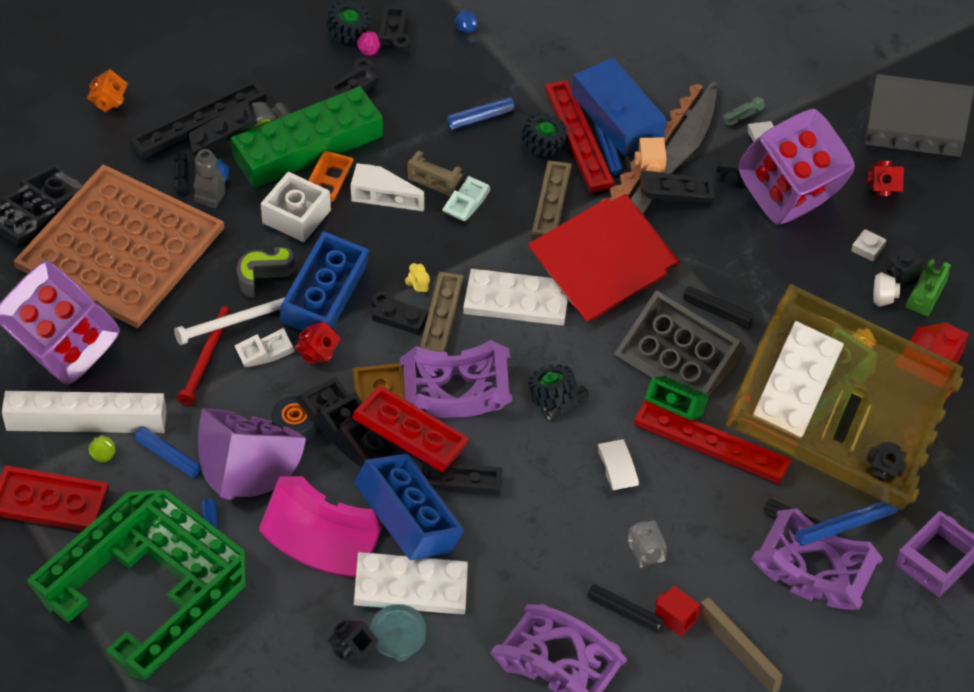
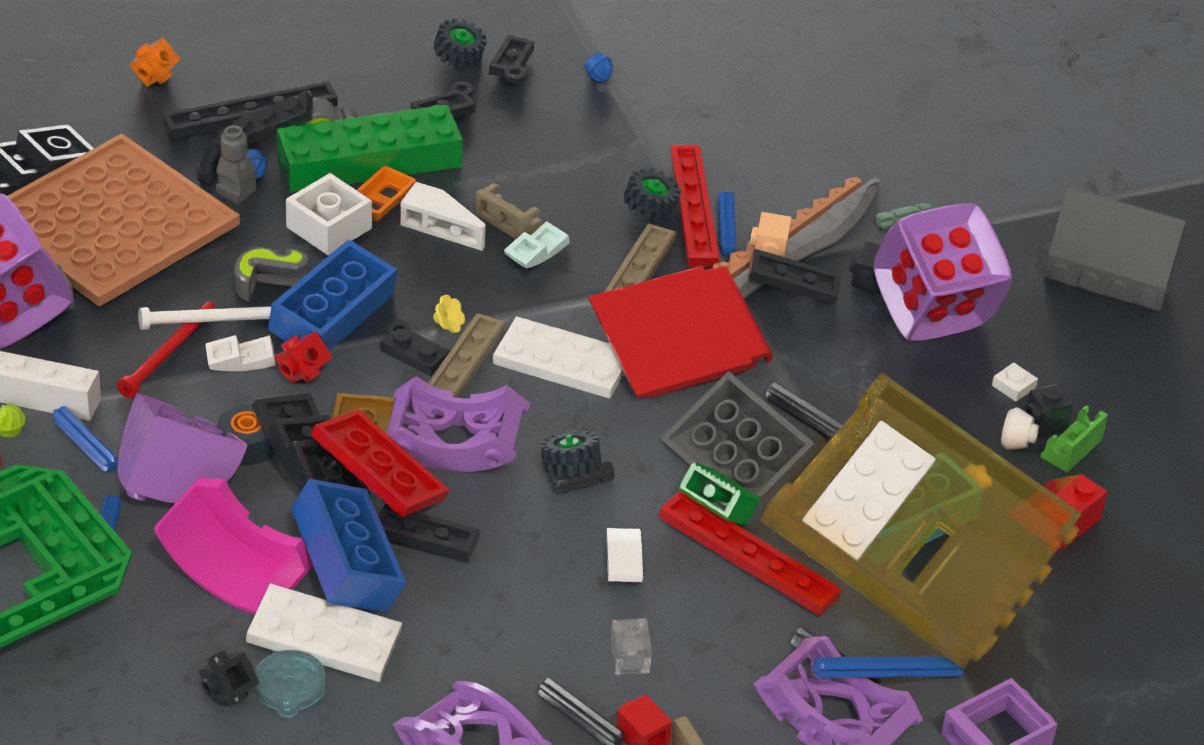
camera: 10 degrees right, 10 degrees down
(368, 43) = (477, 70): dark pink plate -> none
(480, 113) = (584, 162): blue axle -> none
(618, 105) = (747, 176): blue brick -> none
(879, 467) = (958, 607): black brick -> none
(893, 181) = (1067, 311): red brick -> none

